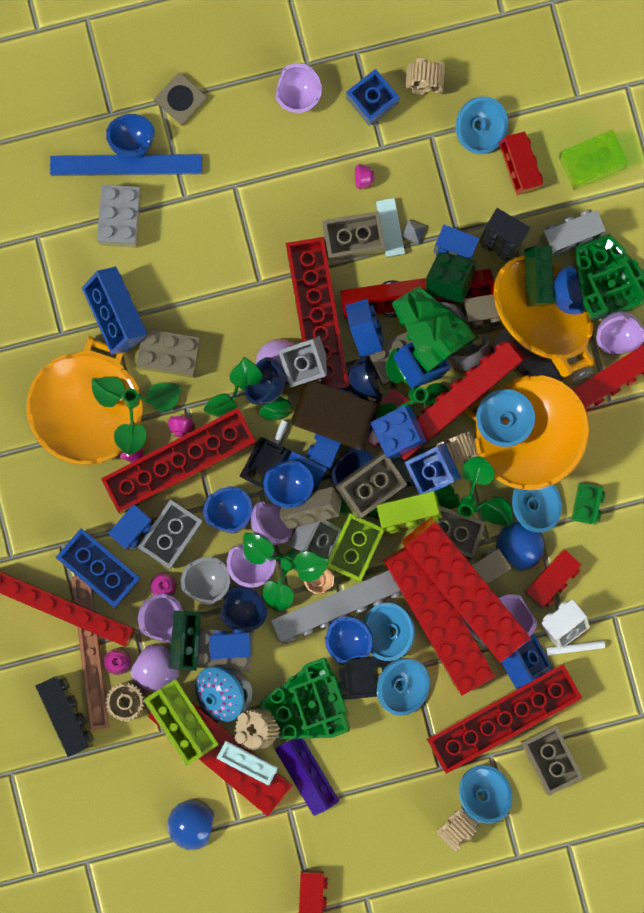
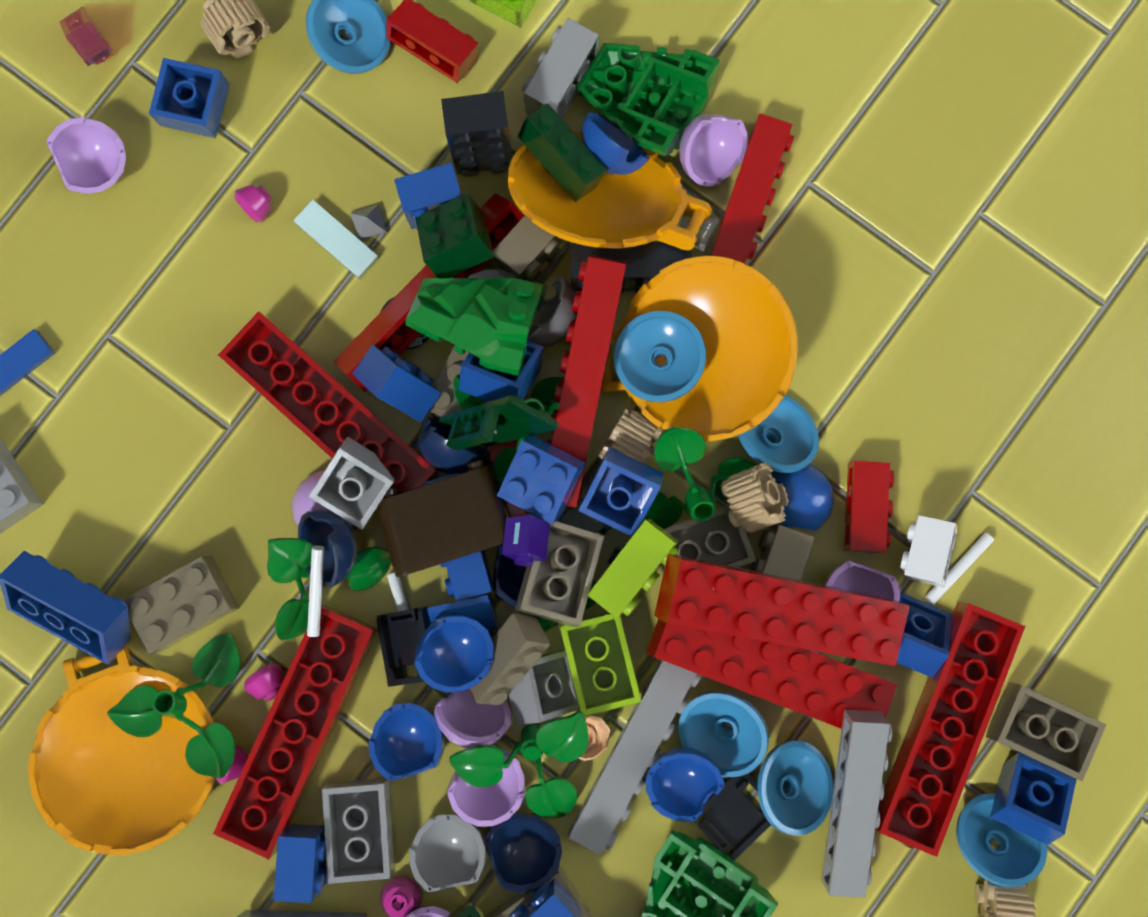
camera: 40 degrees left, 0 degrees up
(244, 399) = (315, 591): none -> white bar
(344, 21) = (85, 37): none -> clear pink slope
(353, 236) = (298, 282): dark tan brick -> none
(367, 455) = (526, 539): none -> dark purple brick
(397, 387) = (495, 423): none -> dark green bracket
(427, 716) = (856, 802): none -> light grey brick
(497, 526) = (755, 498): none -> tan brick
(517, 786) = (1033, 798): none -> blue brick
(587, 504) = (836, 383): green bracket -> none

